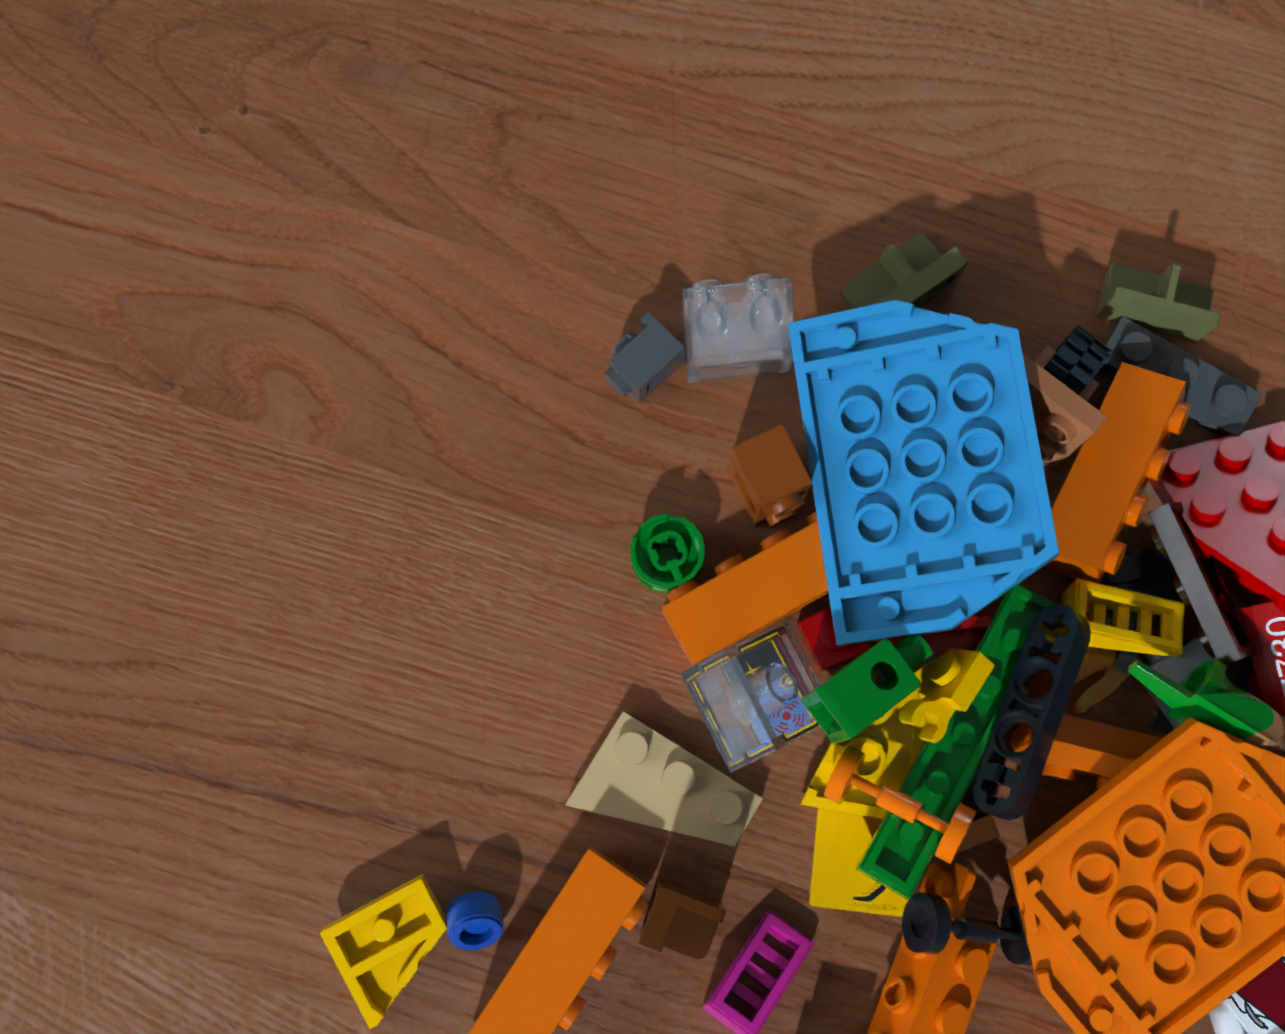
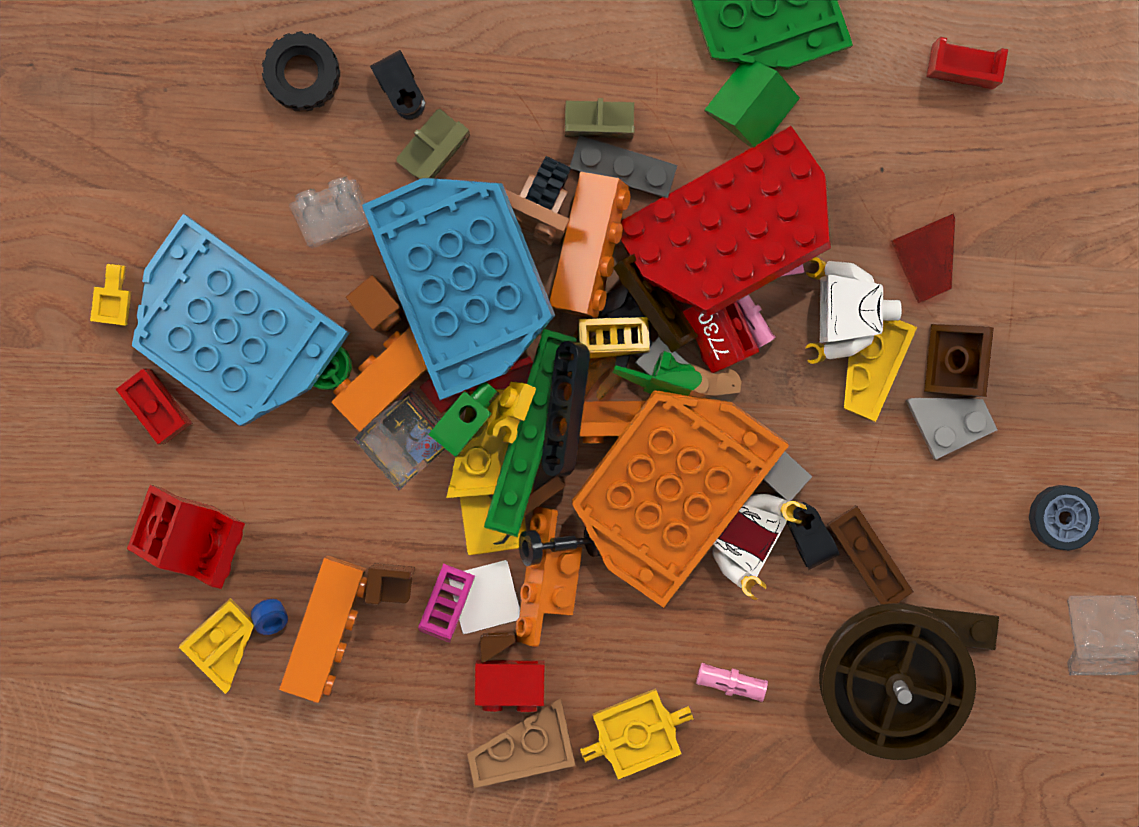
camera: 20 degrees left, 10 degrees up
(377, 381) = (111, 303): none -> yellow plate
(383, 759) = (186, 536): none -> red bracket
(393, 546) = (154, 406): none -> red panel
(542, 460) = (229, 326): none -> dark azure plate
(644, 360) = (278, 245): dark grey brick -> none
(662, 786) = (359, 507): tan wing -> none
(745, 95) = (282, 52): none -> black tyre
(830, 986) = (490, 599): none -> white sticker
(846, 774) = (465, 475): orange wheel -> none
(875, 185) = (397, 82): none -> black piece

